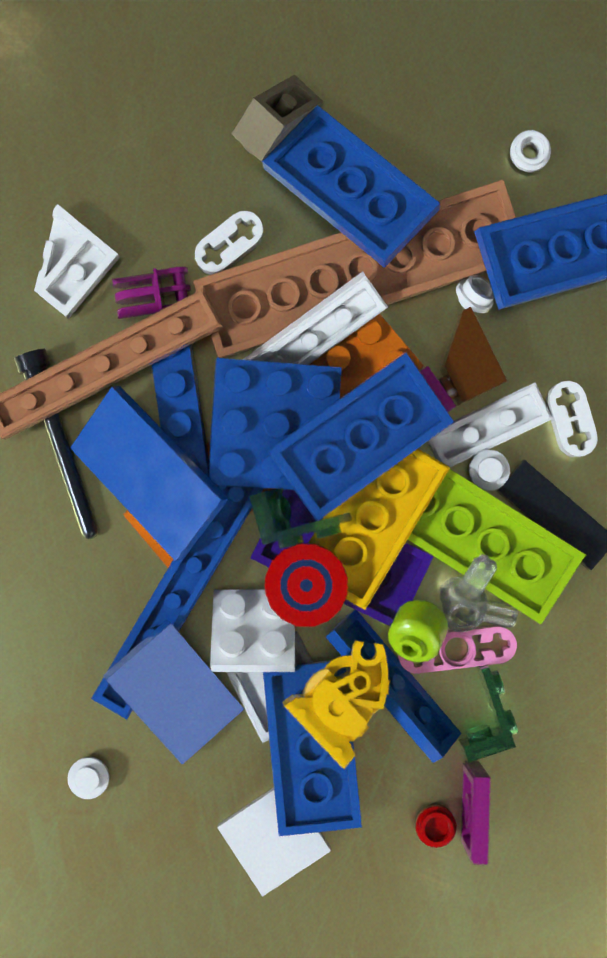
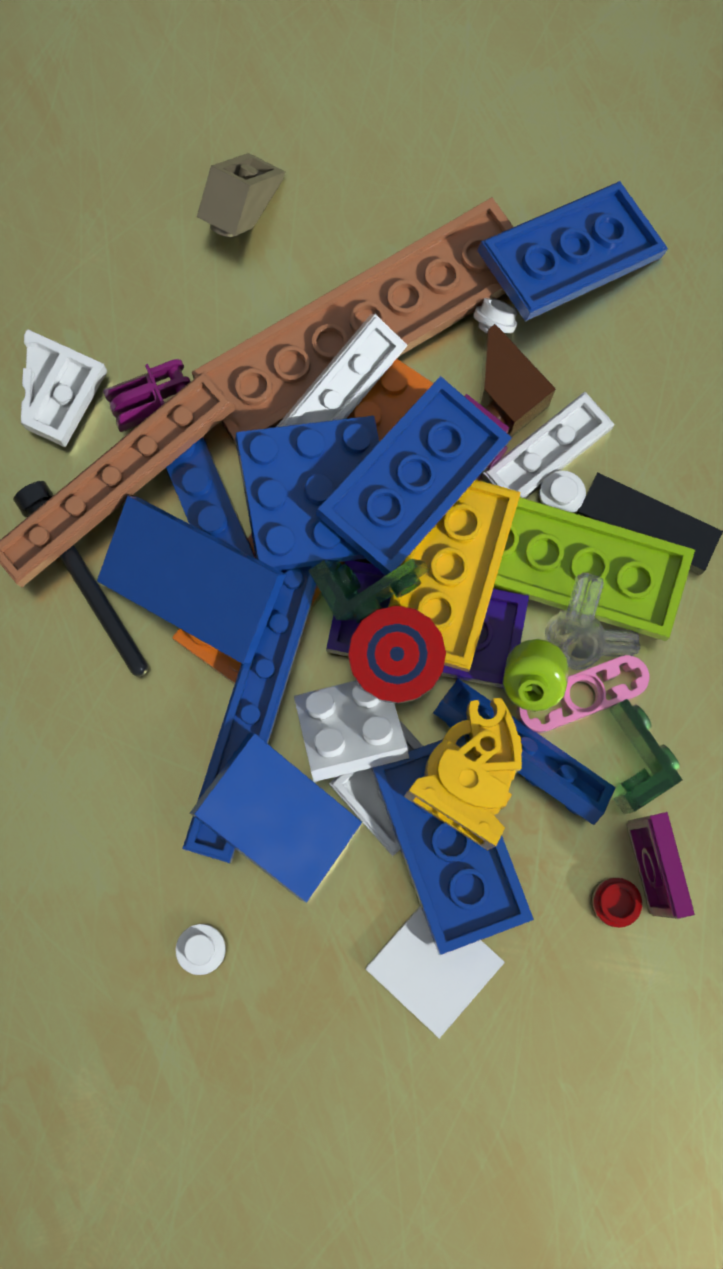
camera: 15 degrees left, 10 degrees down
(223, 235) = (215, 322): white beam -> none
(351, 186) = (336, 237): blue plate -> none
(538, 142) = (515, 157): white plate -> none
(581, 416) = (638, 418): white beam -> none

